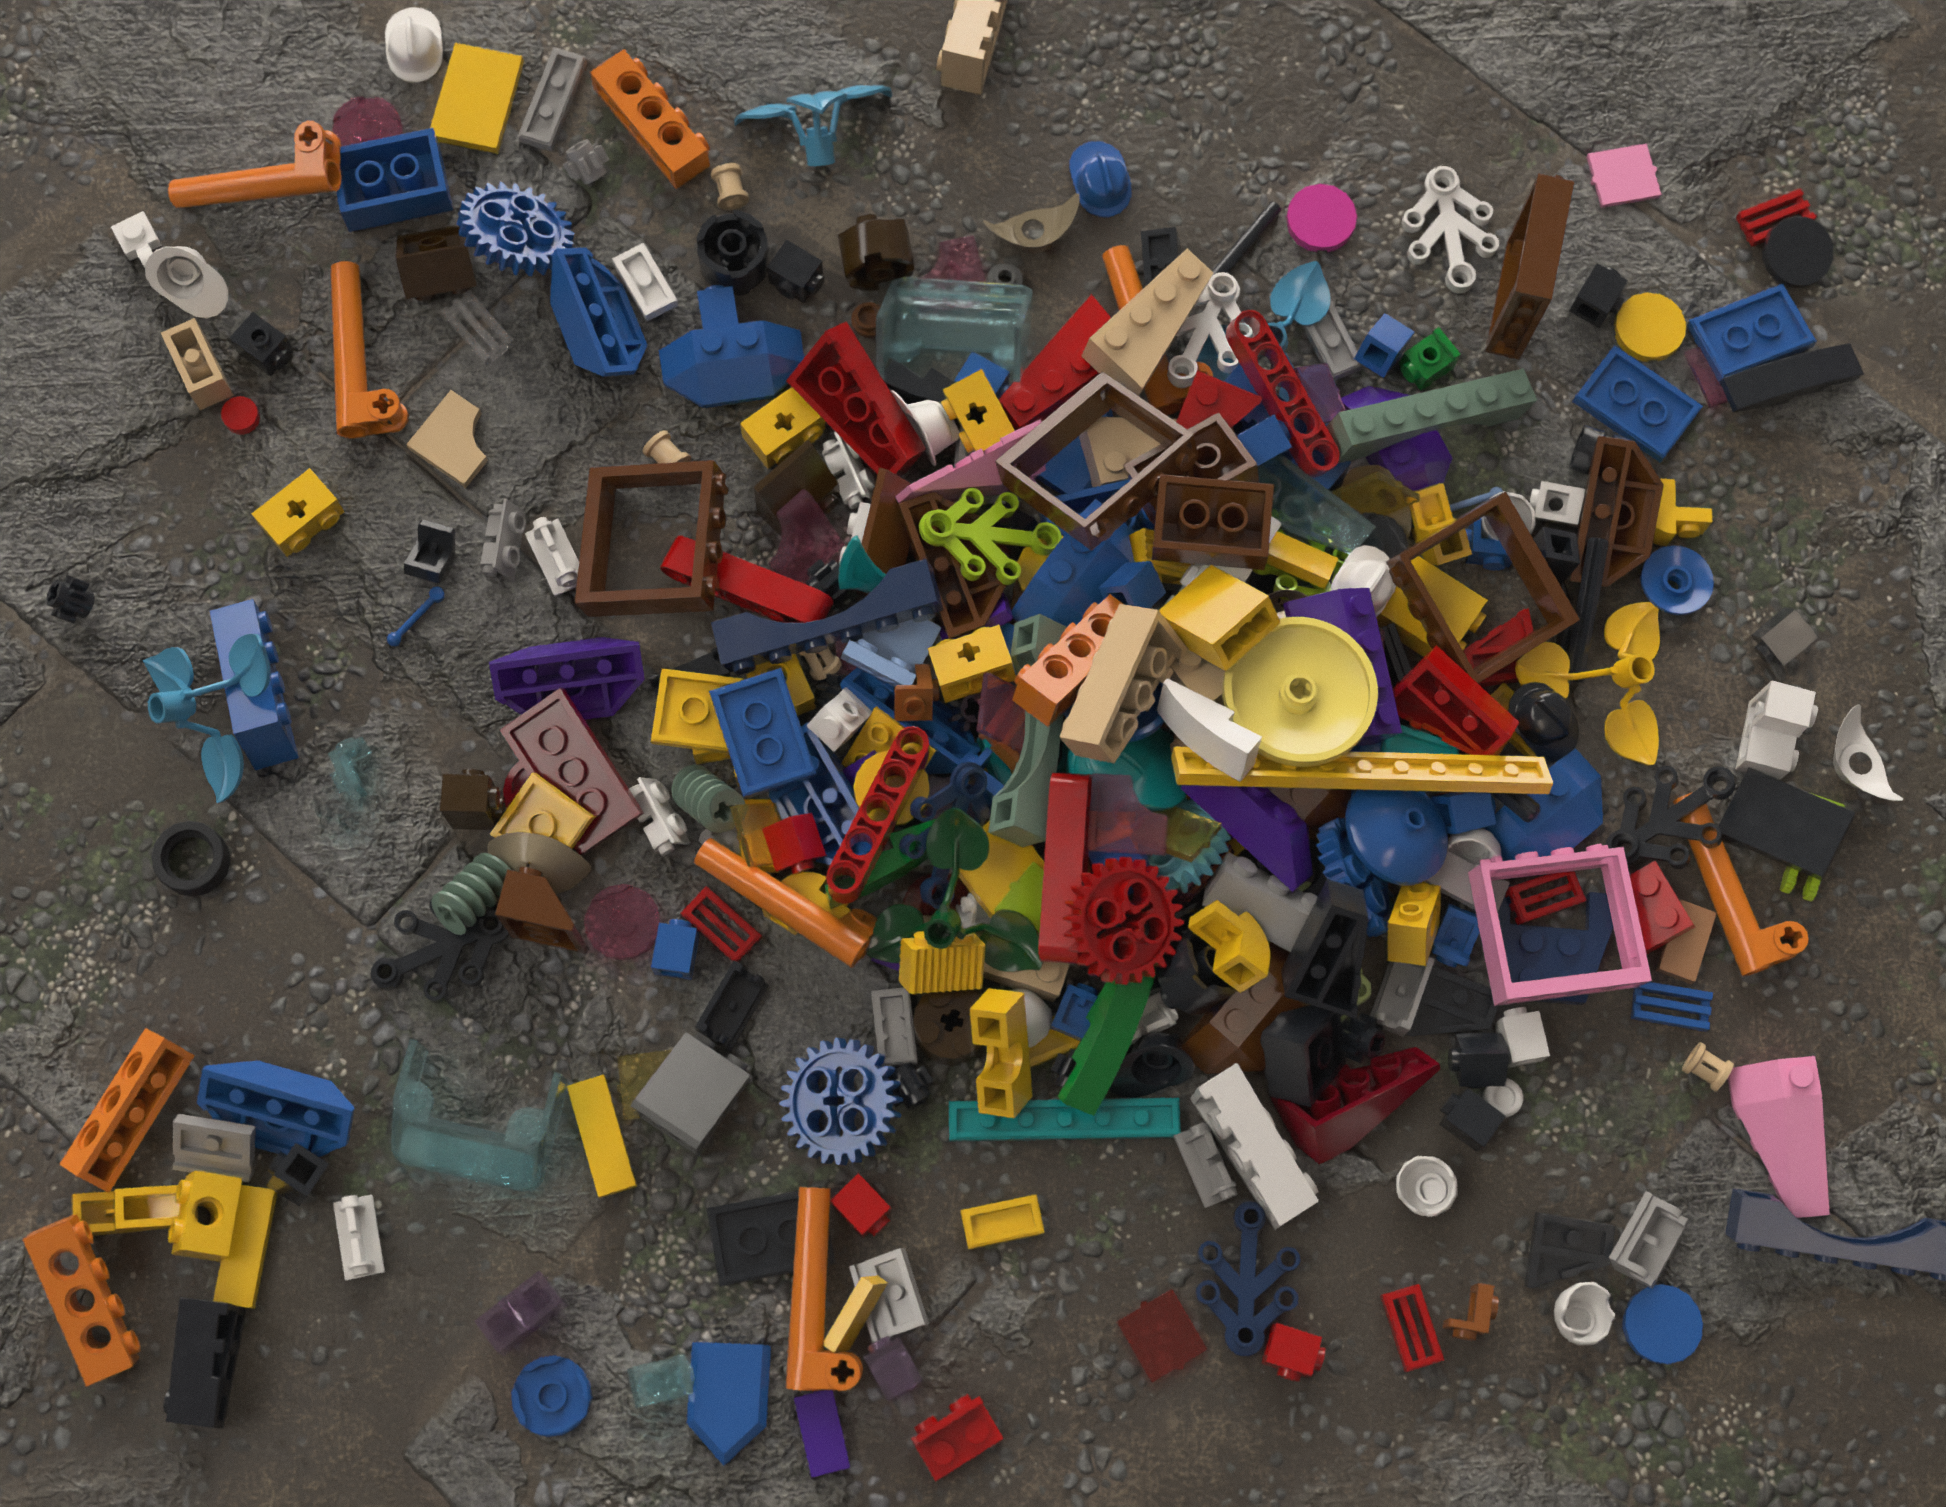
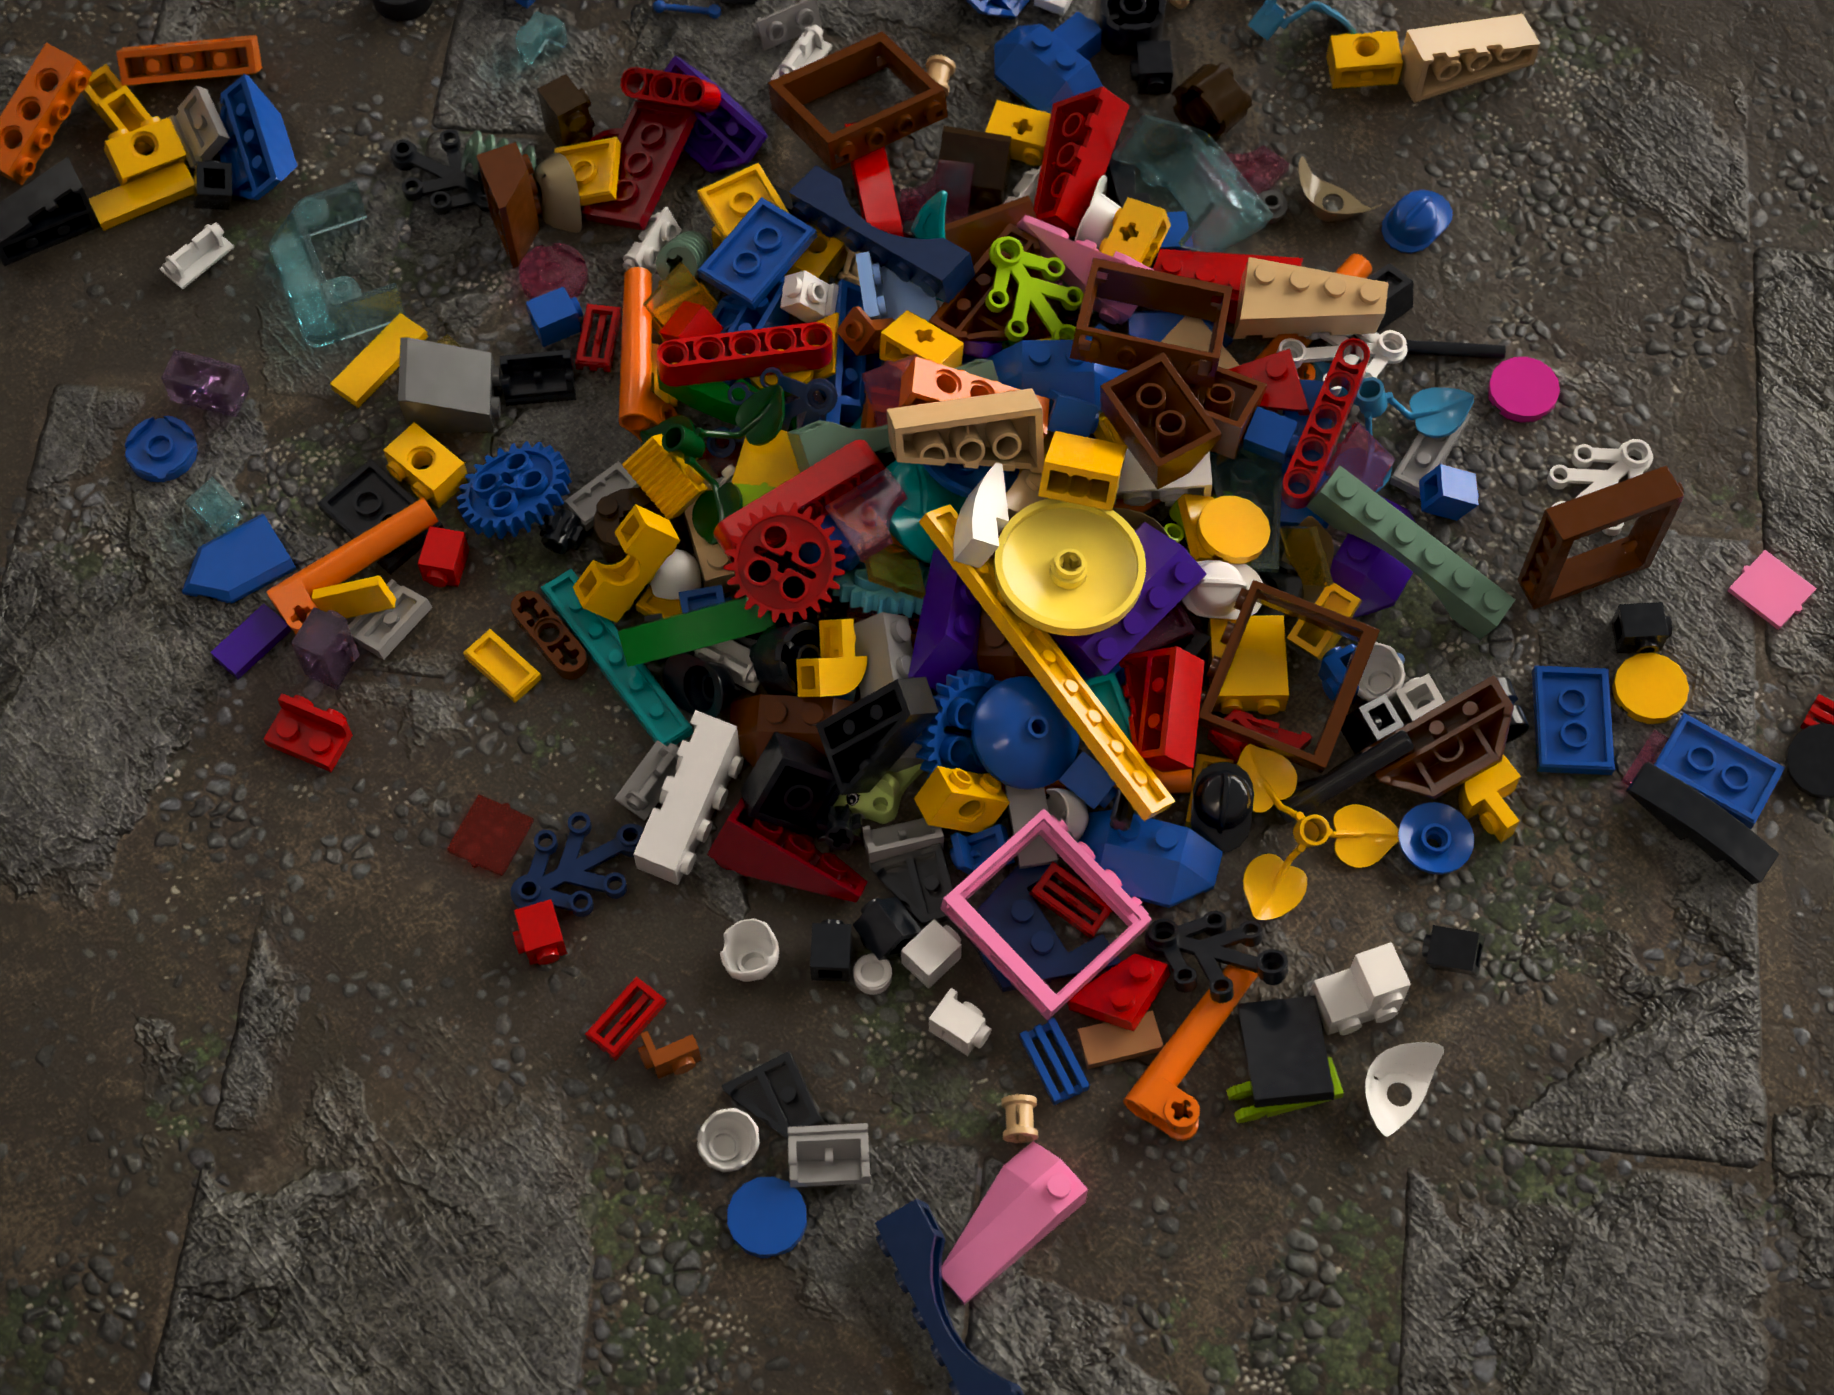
camera: 60 degrees right, 10 degrees down
(517, 708) = (657, 88): none -> red beam
(730, 1158) = (417, 449): none -> yellow brick
(910, 119) = (1364, 59): none -> yellow brick
(1030, 1168) = (549, 650): none -> reddish brown beam
(1322, 535) = (1233, 529): none -> yellow tile
(1442, 358) = (1468, 535): green brick -> none
(1596, 1058) = (959, 1023): none -> white brick

